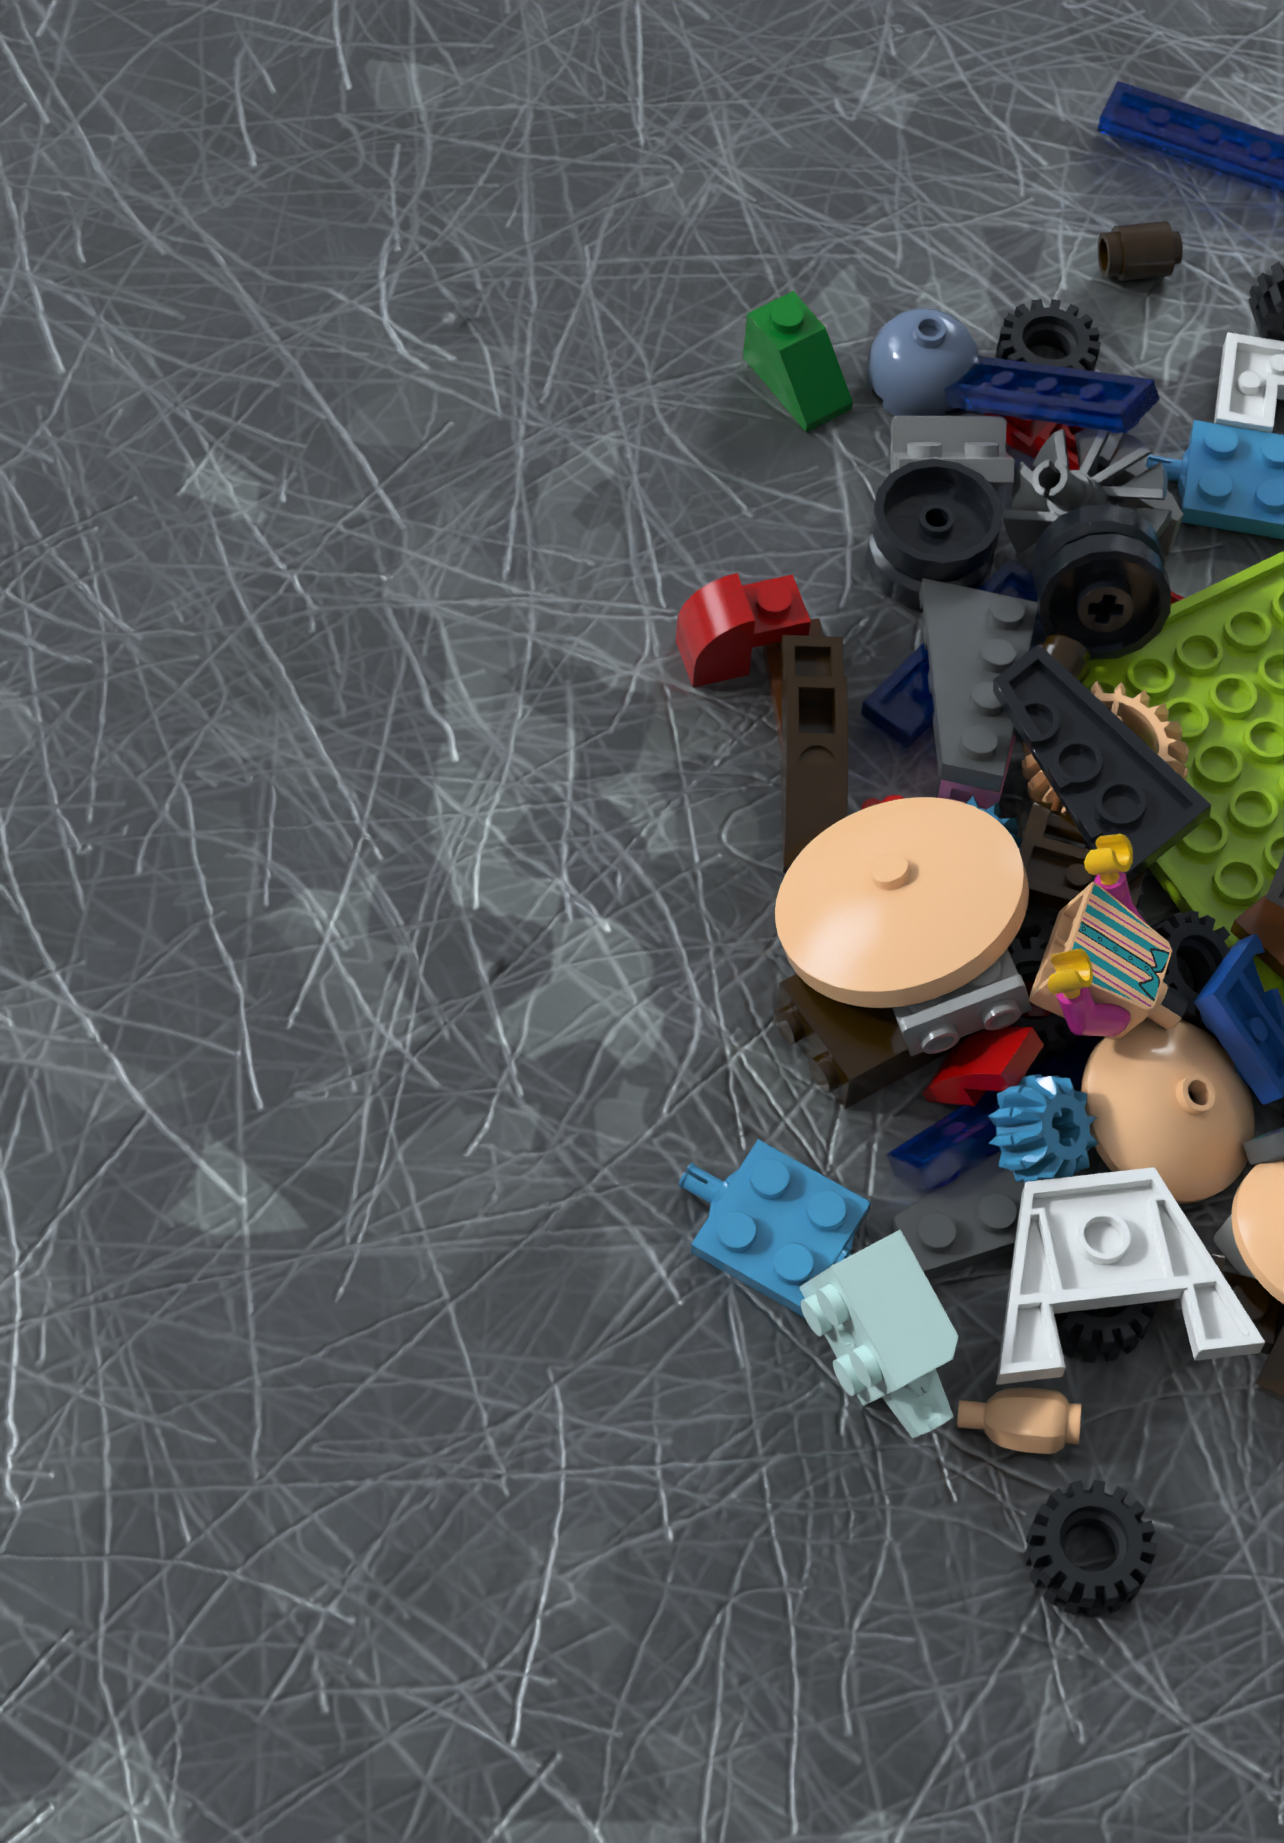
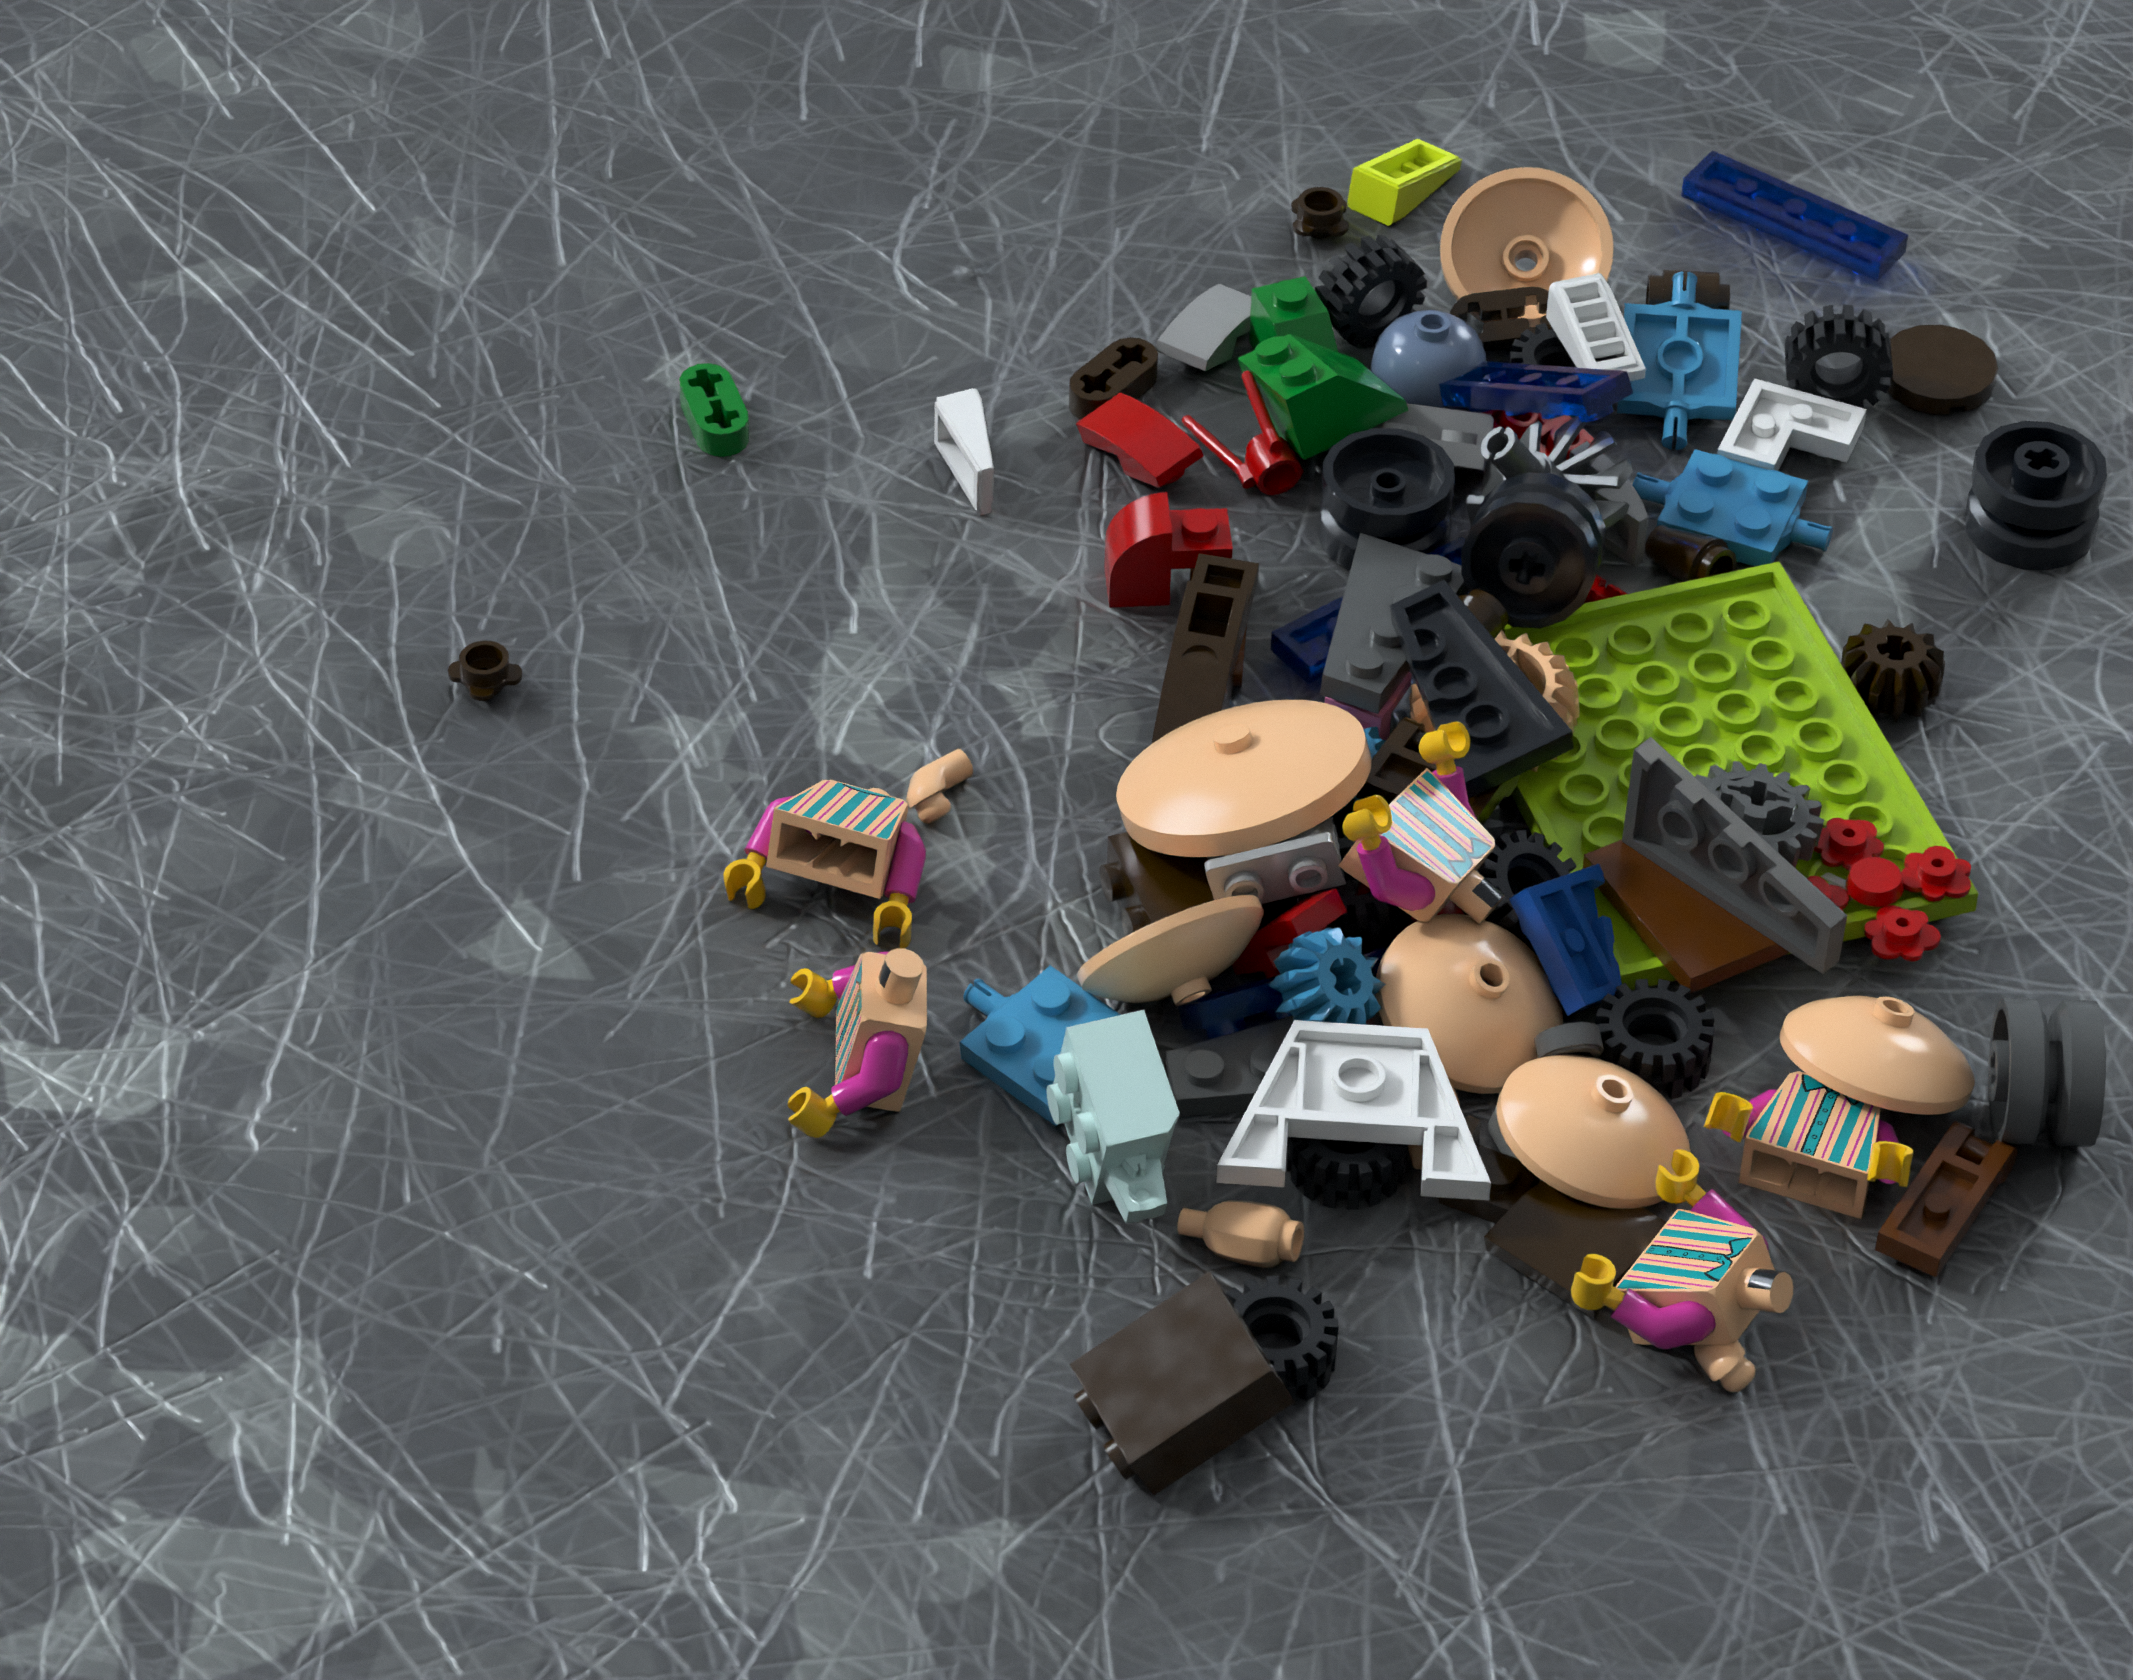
camera: 15 degrees right, 15 degrees down
(109, 862) = (484, 670): none -> dark brown plate
(267, 518) = (723, 406): none -> green beam
(514, 530) = (965, 445): none -> white slope
(519, 1029) = (842, 840): none -> torso
(580, 935) = (933, 779): none -> light nougat arm
(615, 1260) = (877, 1034): none -> torso
(620, 420) = (1104, 374): none -> dark brown beam
(679, 493) = (1142, 438): none -> red slope
(707, 352) = (1207, 328): none -> light grey slope
(773, 204) = (1320, 213): none -> dark brown plate
(804, 492) = (1268, 457): none -> red plant
(834, 158) = (1400, 180): none -> neon yellow slope
(837, 423) = (1318, 393): none -> green slope
(855, 292) = (1374, 265): none -> black tyre
(887, 1121) = (1174, 954): none -> light nougat dish
(975, 288) = (1501, 306): none -> dark brown beam
(1006, 194) = (1520, 217): none -> light nougat dish
(1024, 1640) = (1178, 1385): none -> dark brown brick
(1066, 280) = (1592, 325): none -> white slope
(1155, 322) = (1687, 361): none -> dark azure plate
(1223, 543) = (1689, 554): none -> dark brown cone

